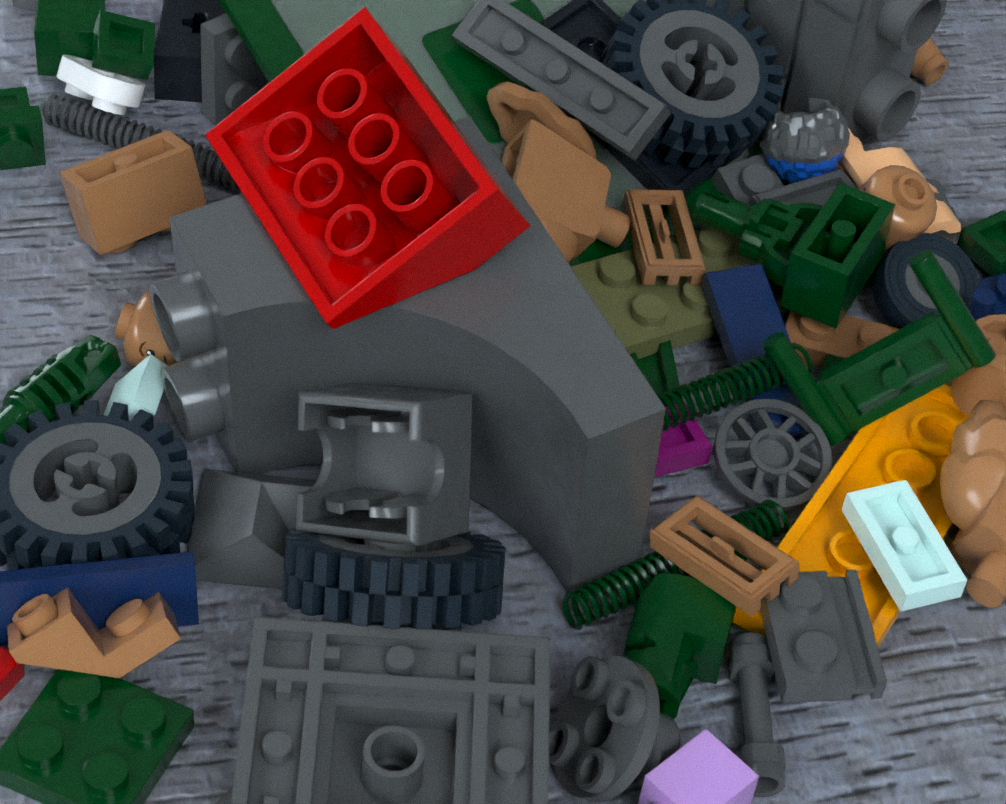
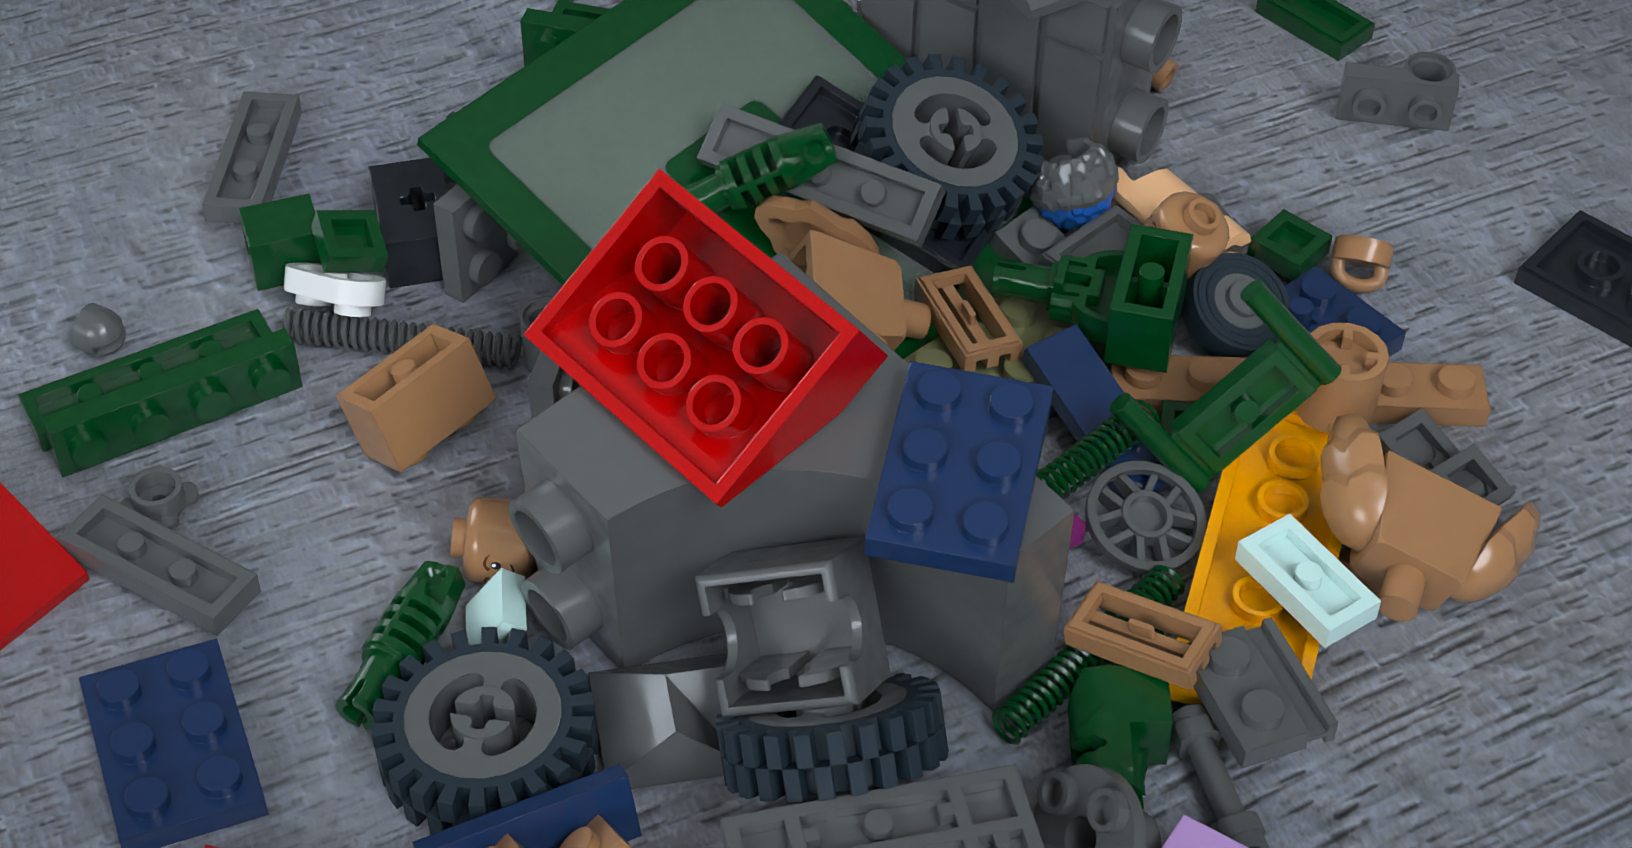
camera: 10 degrees left, 0 degrees up
(500, 57) = (766, 169): none -> dark green hinge
(565, 348) = (960, 472): none -> dark blue plate

